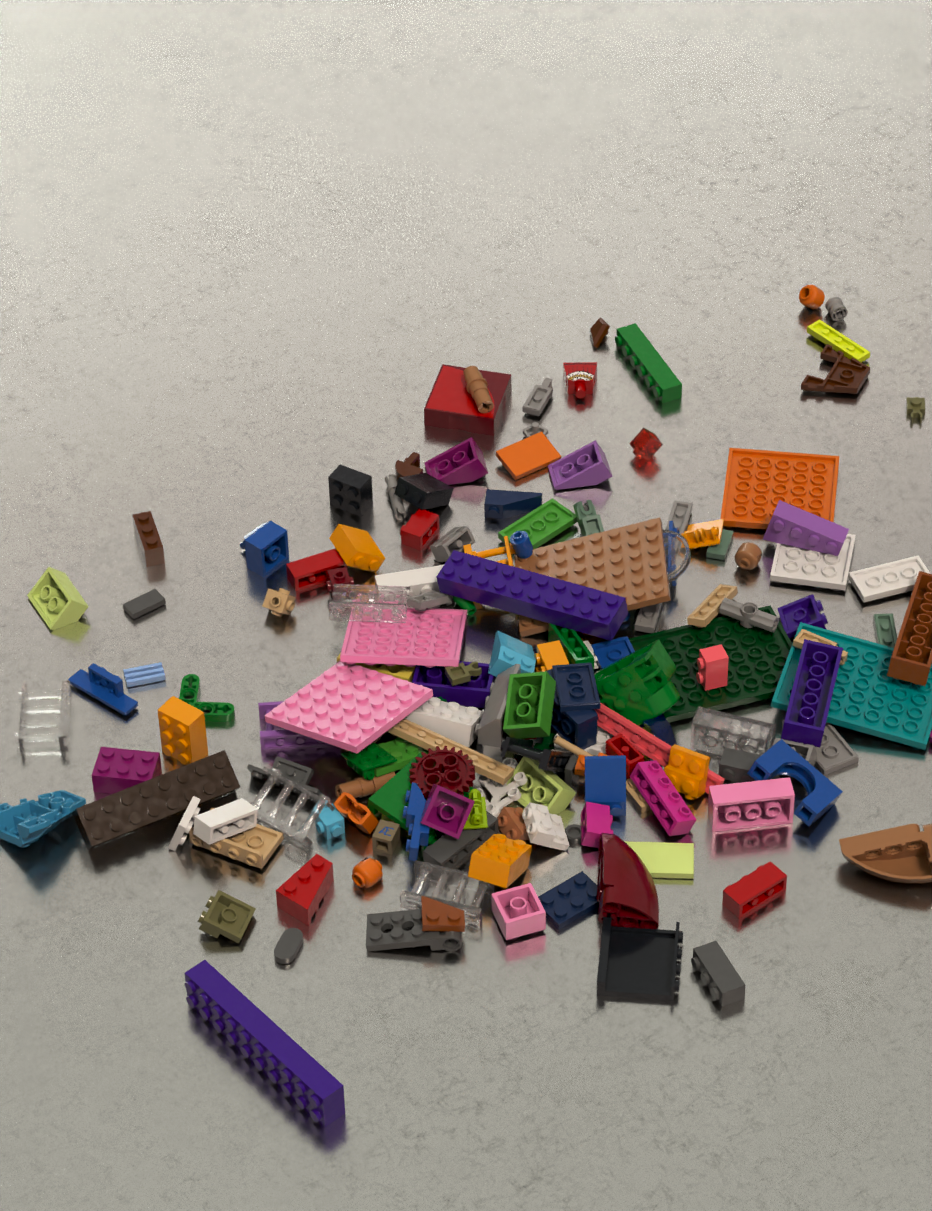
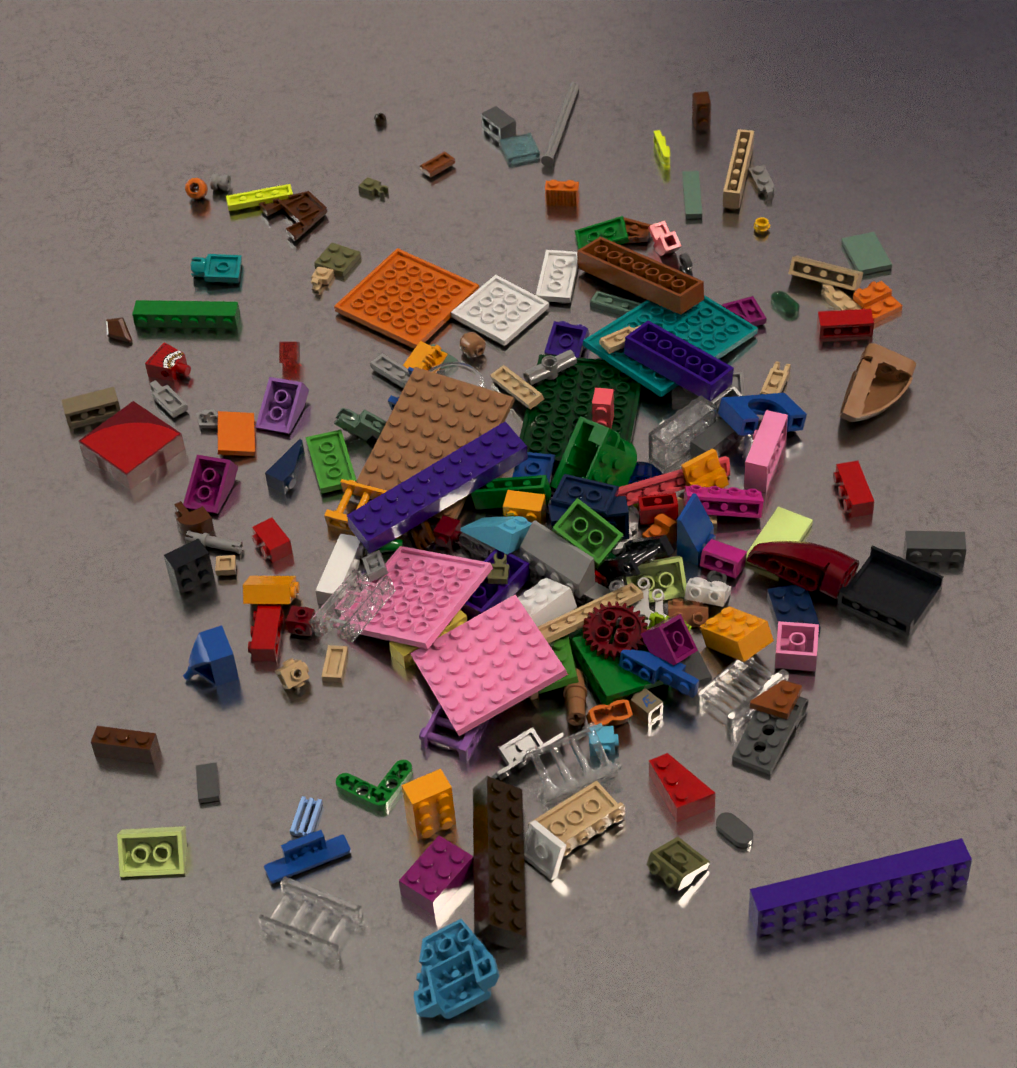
camera: 60 degrees left, 5 degrees up
(225, 821) = (568, 813): white brick -> none
(313, 626) = (334, 664): none -> tan tile
(367, 873) = (682, 737): orange head -> none
(368, 759) = (570, 681): green hinge -> none
(374, 514) = (225, 565): none -> tan plate
(423, 491) = (232, 516): black brick -> none
(452, 541) = (311, 524): light grey brick -> none
(478, 389) = (141, 425): medium nougat piece -> none
(493, 617) = (423, 535): none -> reddish brown hinge
(495, 356) = (91, 406): none -> dark tan brick
(505, 626) = (447, 532): none -> dark red brick
(521, 544) = (360, 472): blue brick -> none
(570, 747) = (634, 534): tan bar -> none
(722, 356) = (217, 268): none -> teal plate
(766, 426) = (321, 276): none -> tan plate
(798, 426) = (338, 258): none -> olive plate
(804, 530) = (477, 297): medium lavender wedge -> none
(865, 784) = (776, 379): none -> tan hinge

